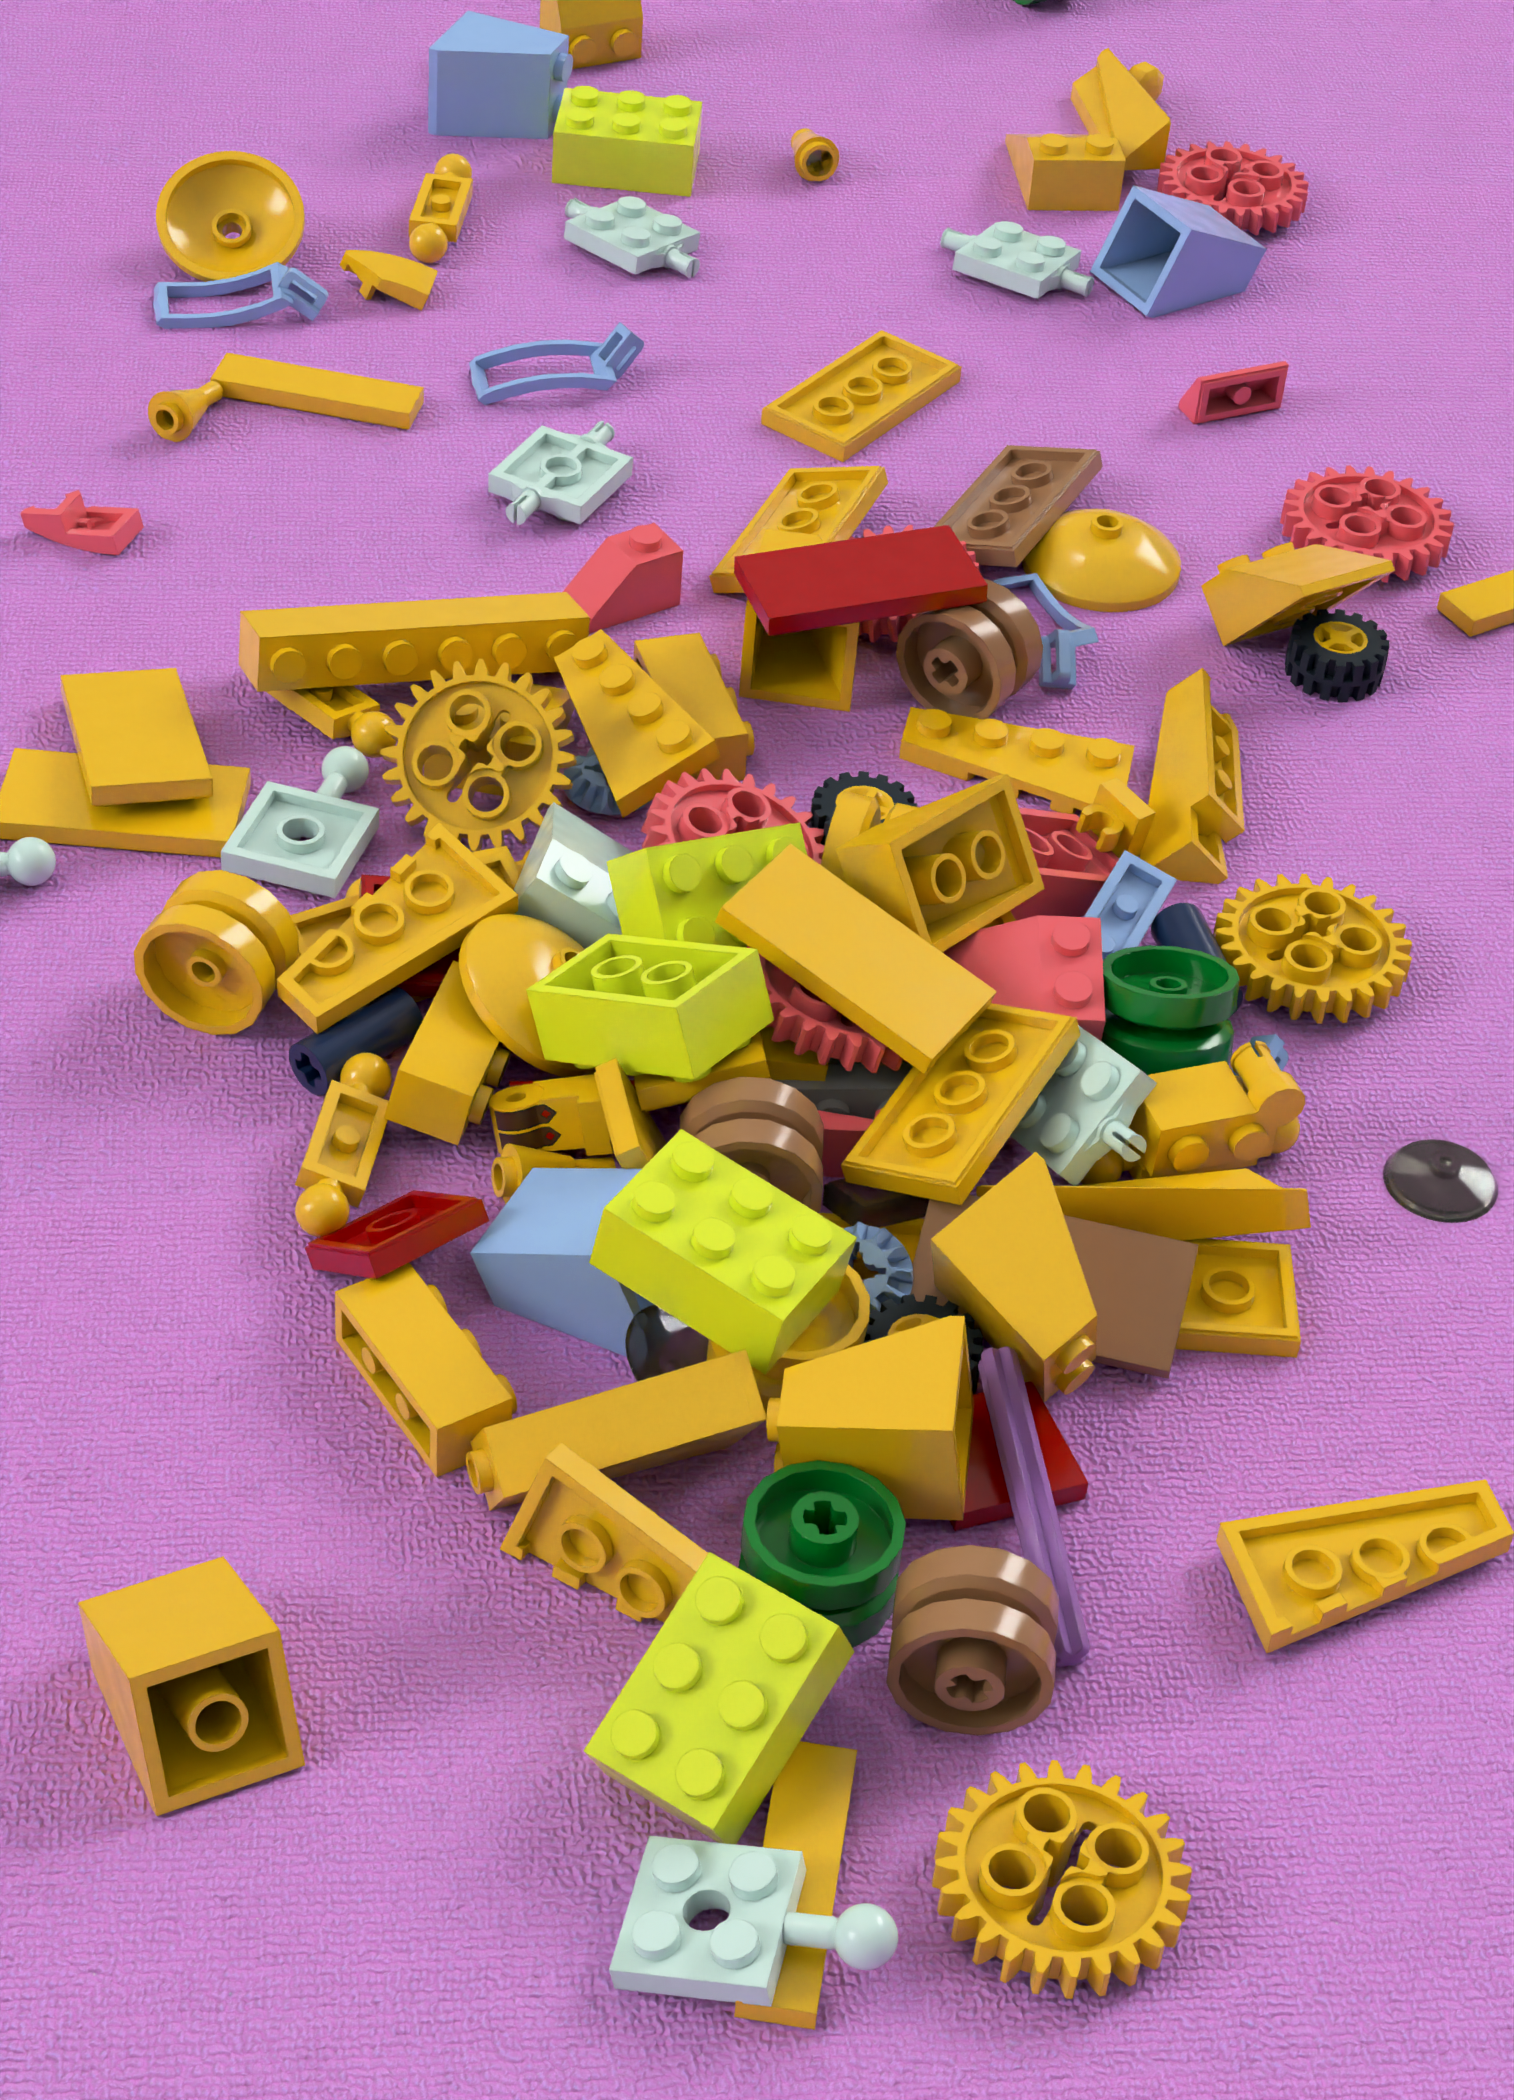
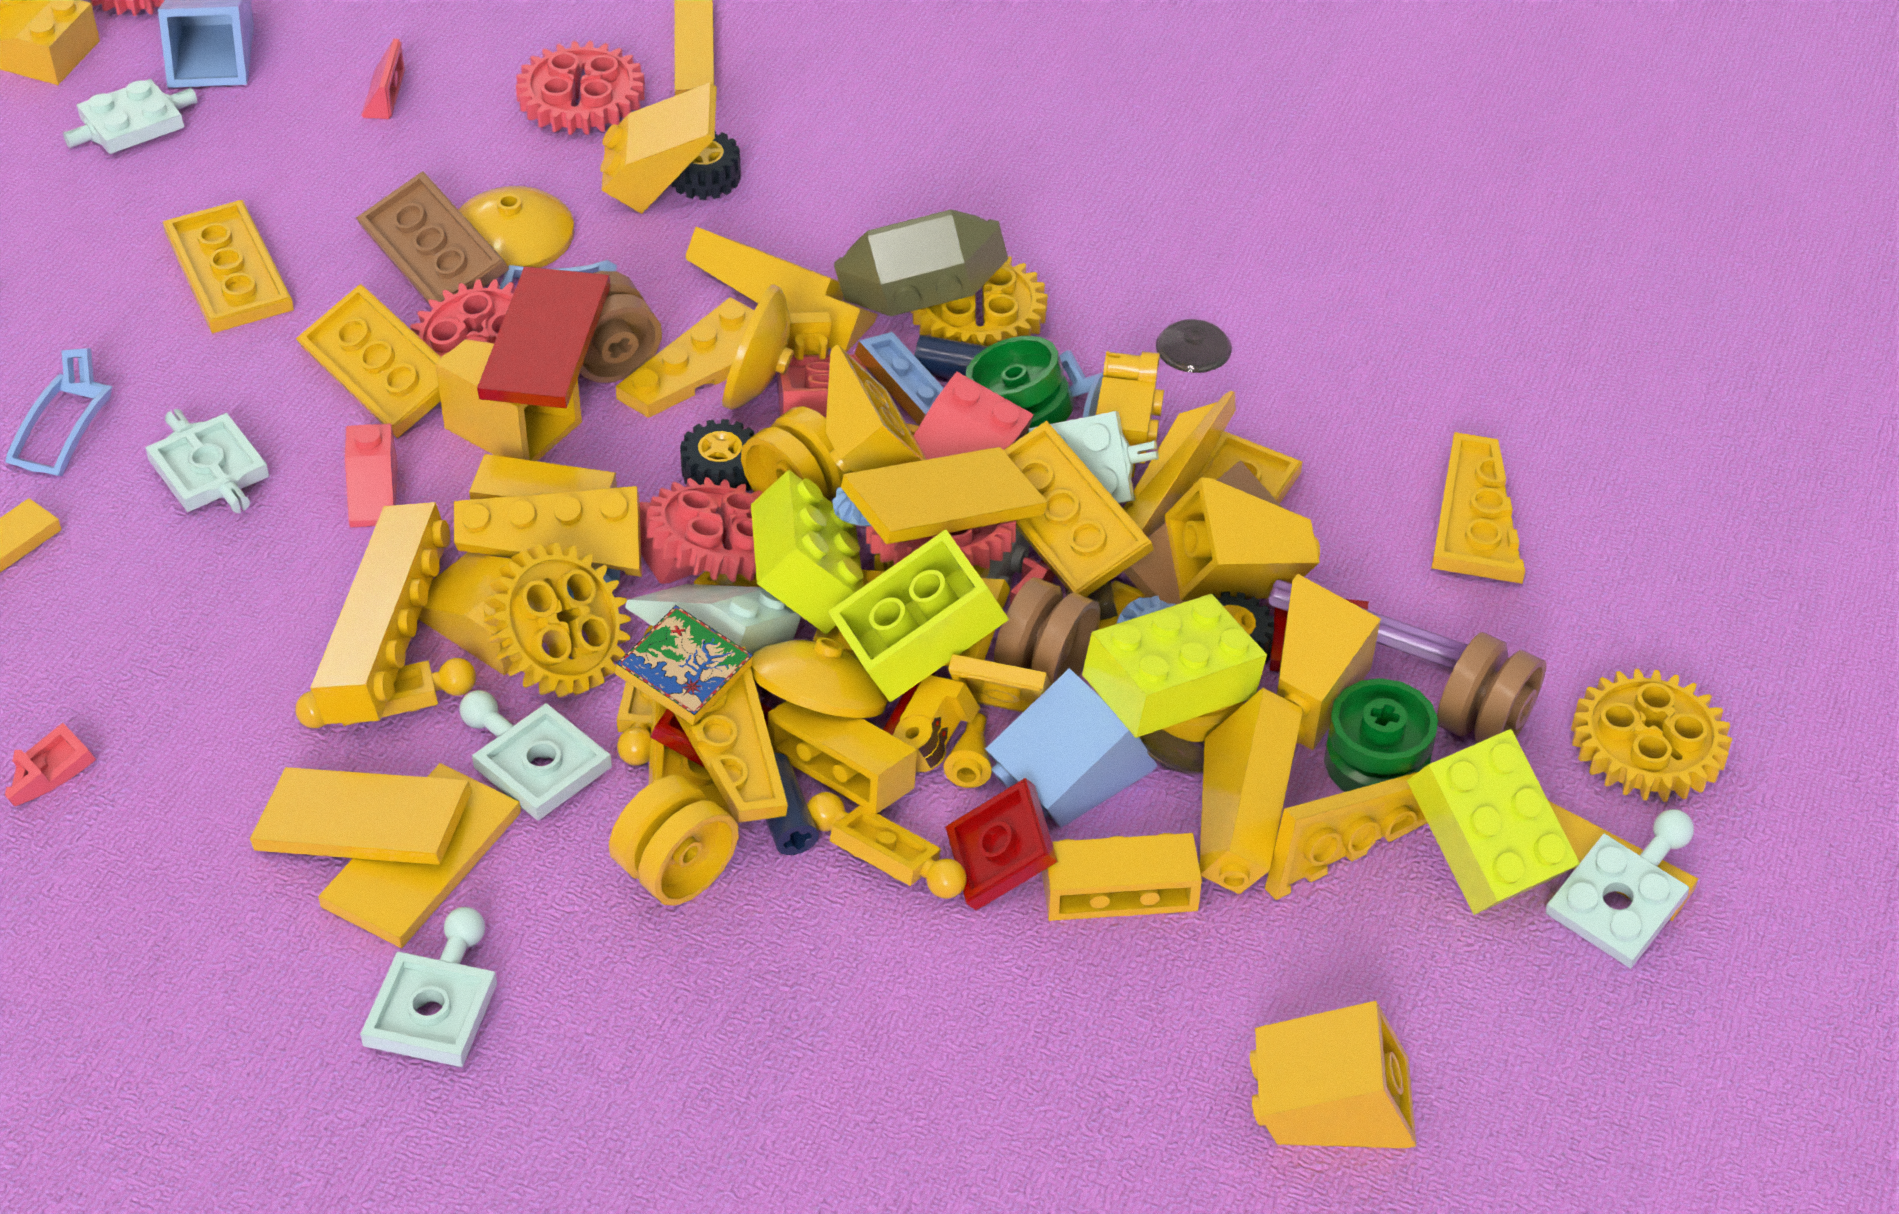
camera: 60 degrees left, 5 degrees up
(441, 847) = (684, 664): none -> tile
(1039, 741) = (761, 350): none -> yellow dish
(1297, 849) = (921, 262): none -> olive wedge

